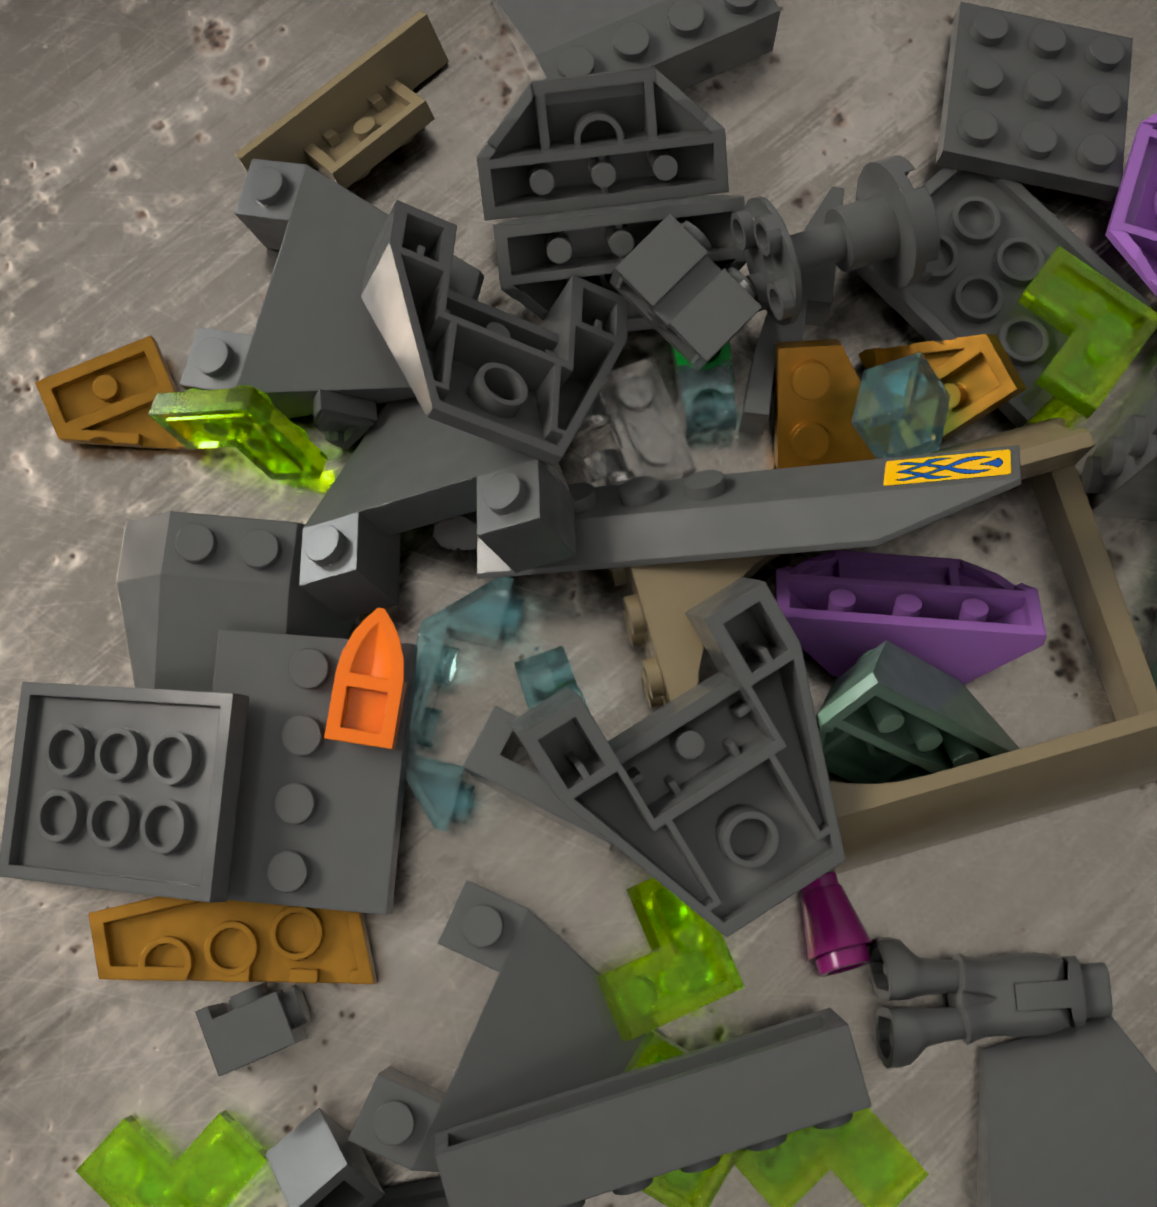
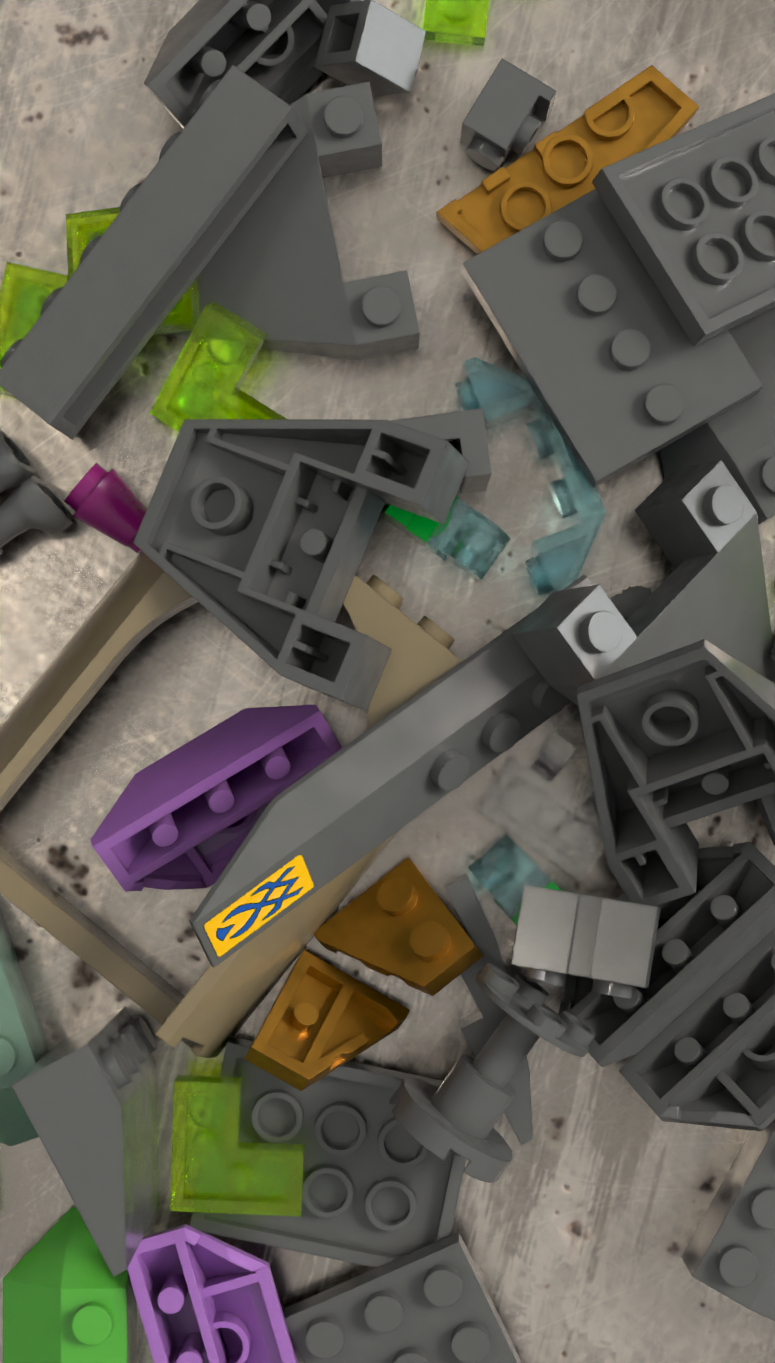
camera: 145 degrees right, 10 degrees up
(369, 685) = (602, 417): orange plate -> none
(901, 408) = (337, 968): clear light blue brick -> none
(903, 720) = (159, 701): sand green wedge -> none

